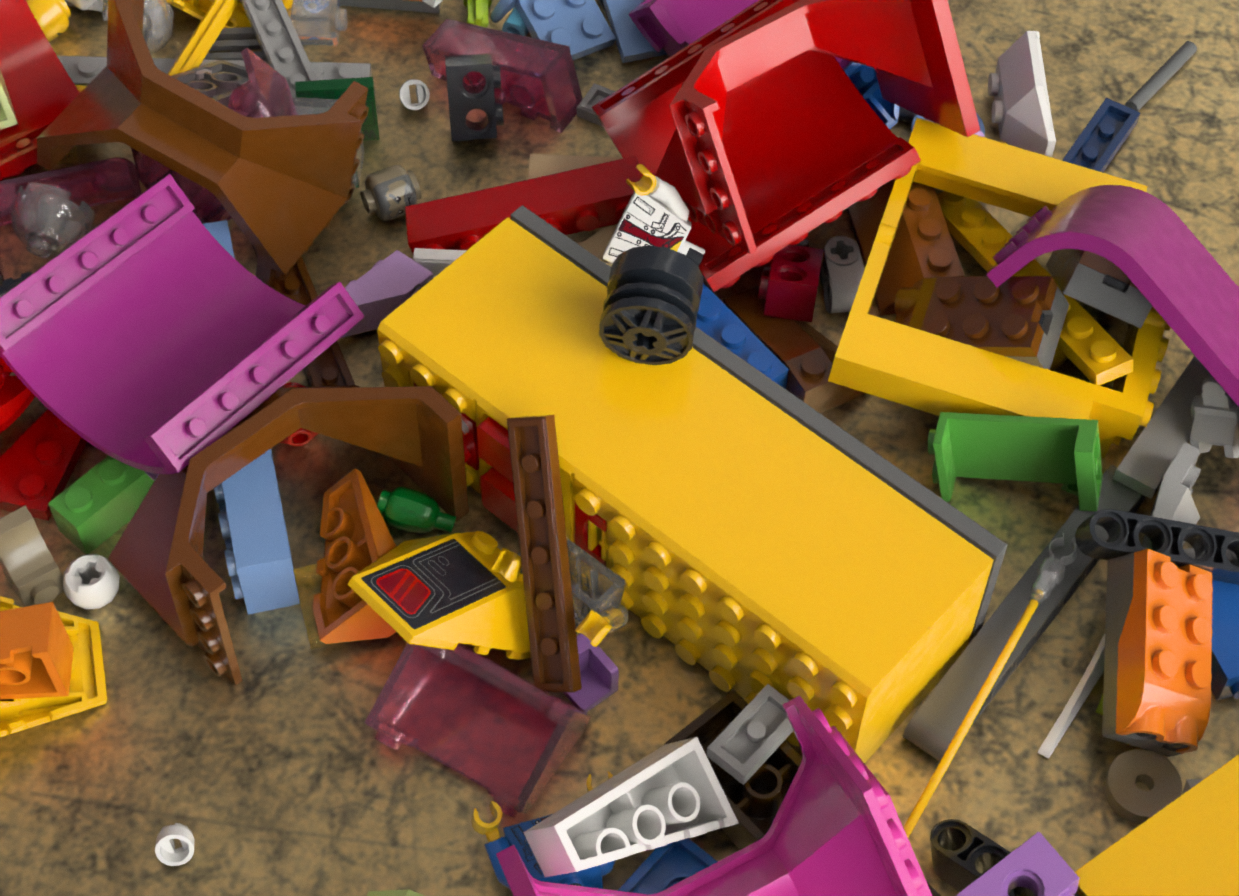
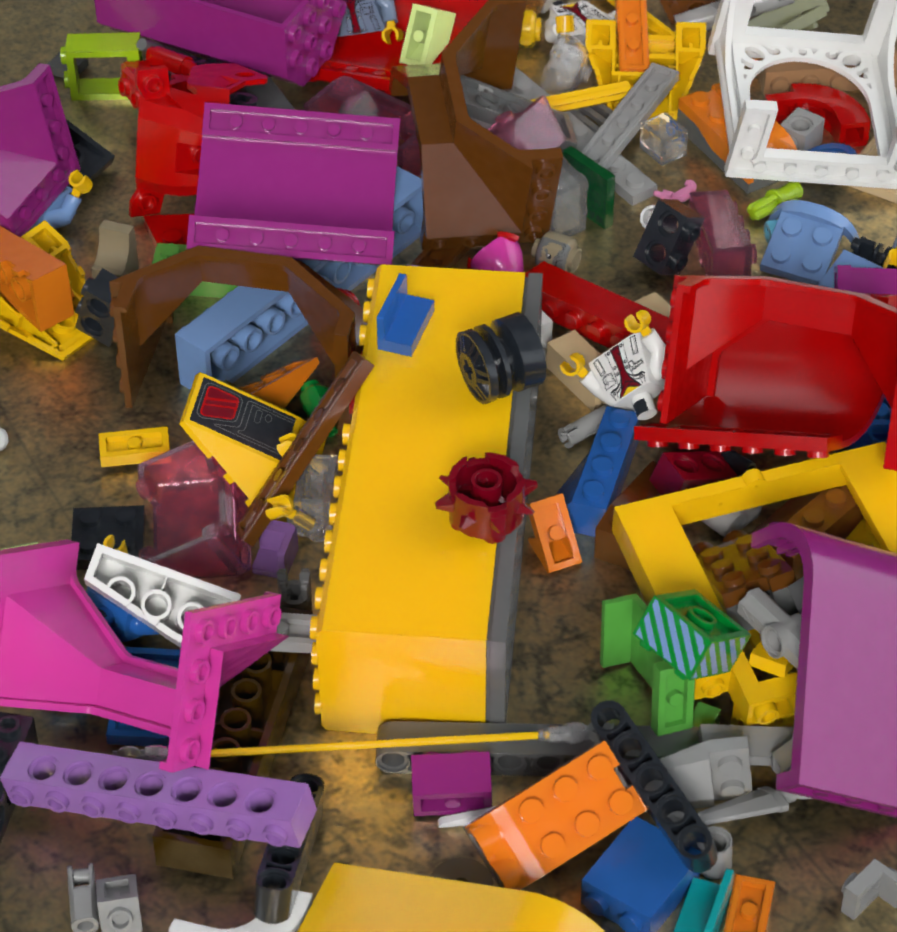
camera: 55 degrees right, 10 degrees down
(102, 609) = (95, 308): none -> black brick
(316, 712) = (132, 446): none -> yellow plate
(365, 241) = (499, 255): none -> dark pink hat
(396, 58) = (681, 195): none -> bright pink piece
(423, 817) = (94, 524): none -> black plate
(496, 352) = (402, 319): none -> blue panel
(678, 694) = (295, 592): none -> dark grey hinge
(827, 436) = (486, 497): none -> dark red brick
(1025, 711) = (451, 782): none -> magenta brick
(1073, 399) = (691, 634): none -> green container
(1114, 333) = (777, 628): none -> light grey piece
(1211, 493) = (755, 803): none -> light grey bar

